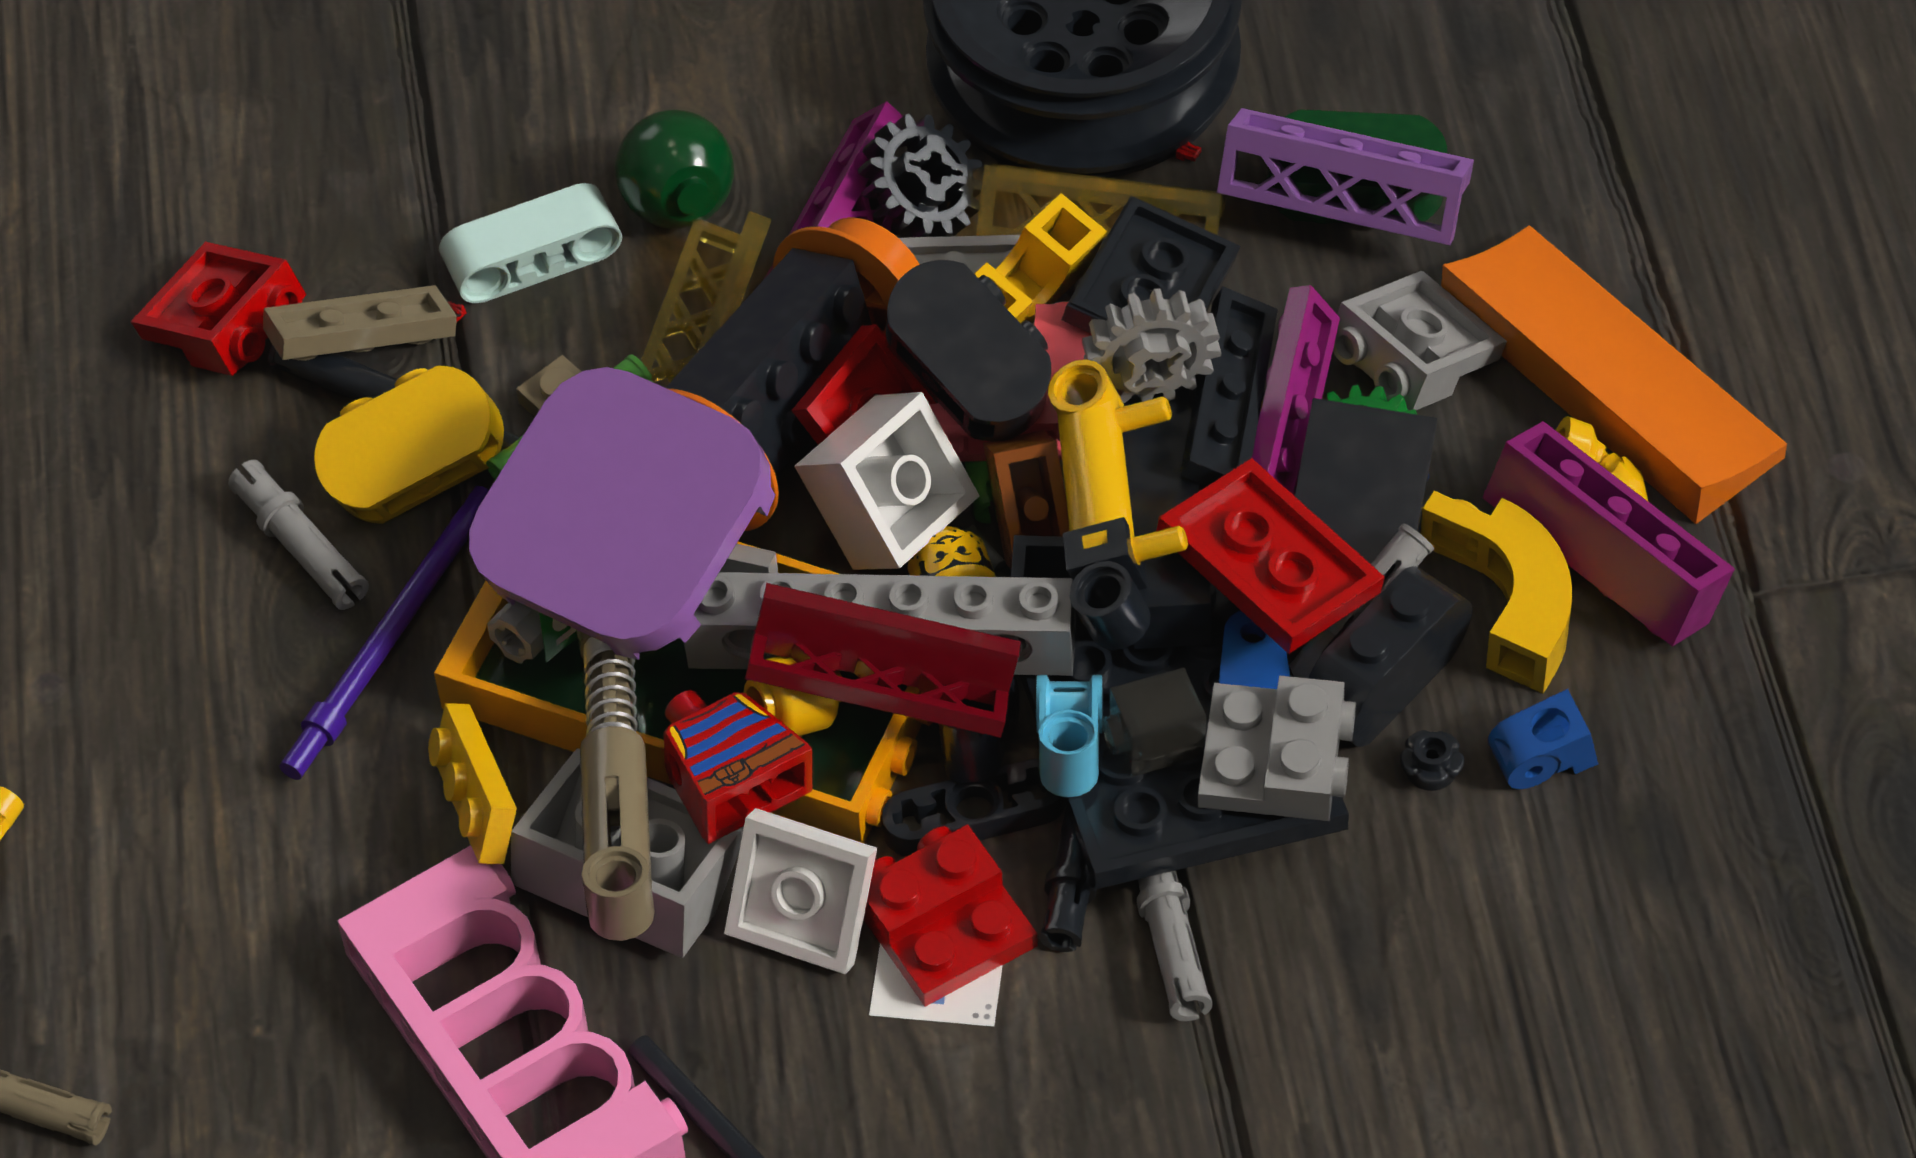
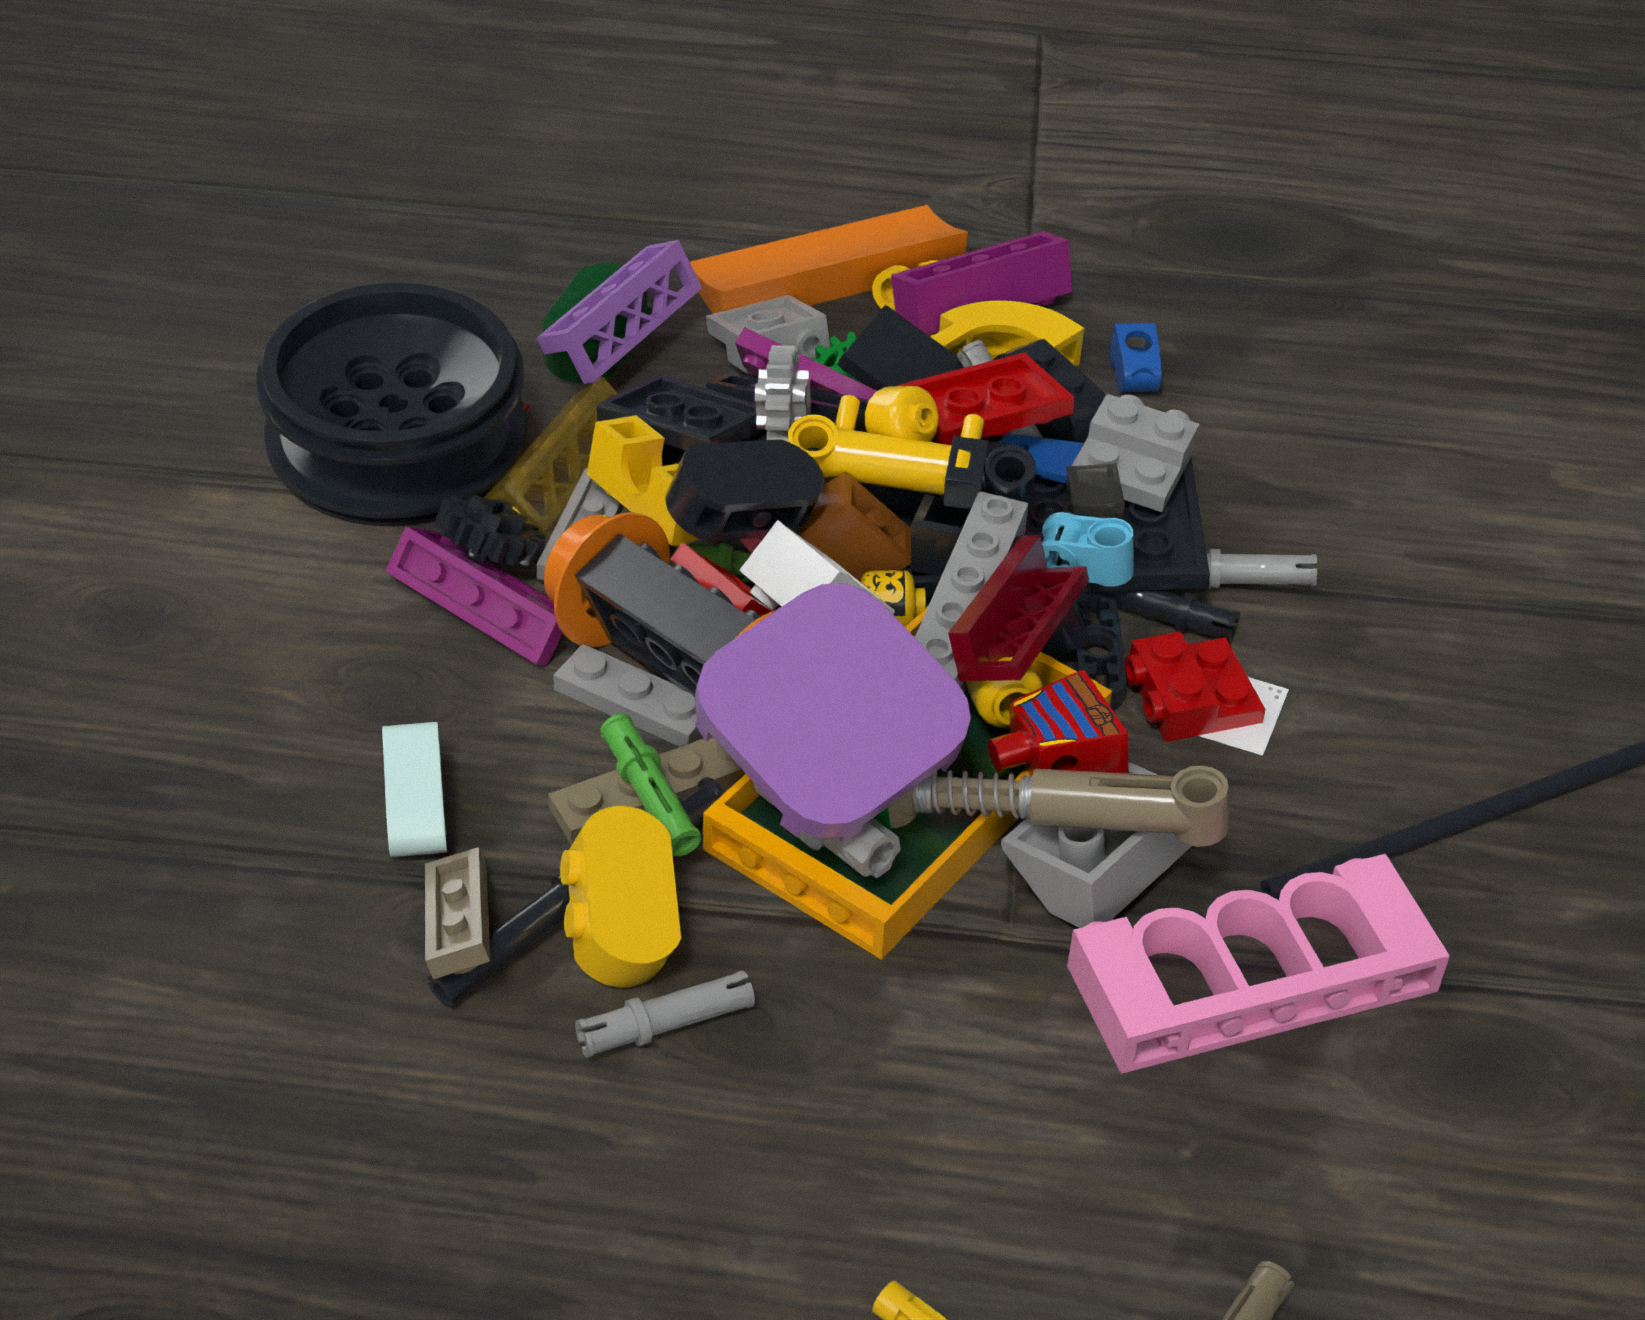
camera: 80 degrees left, 10 degrees down
(218, 306) = (374, 1018): red plate -> none
(327, 718) = (877, 1031): dark purple bar -> none
(473, 783) = (1012, 916): yellow plate -> none
(674, 169) = (400, 666): dark green brick -> none
(725, 300) = (562, 683): clear yellow fence -> none
(800, 890) = (1174, 727): white tile -> none
(1166, 468) = (902, 413): none -> yellow head

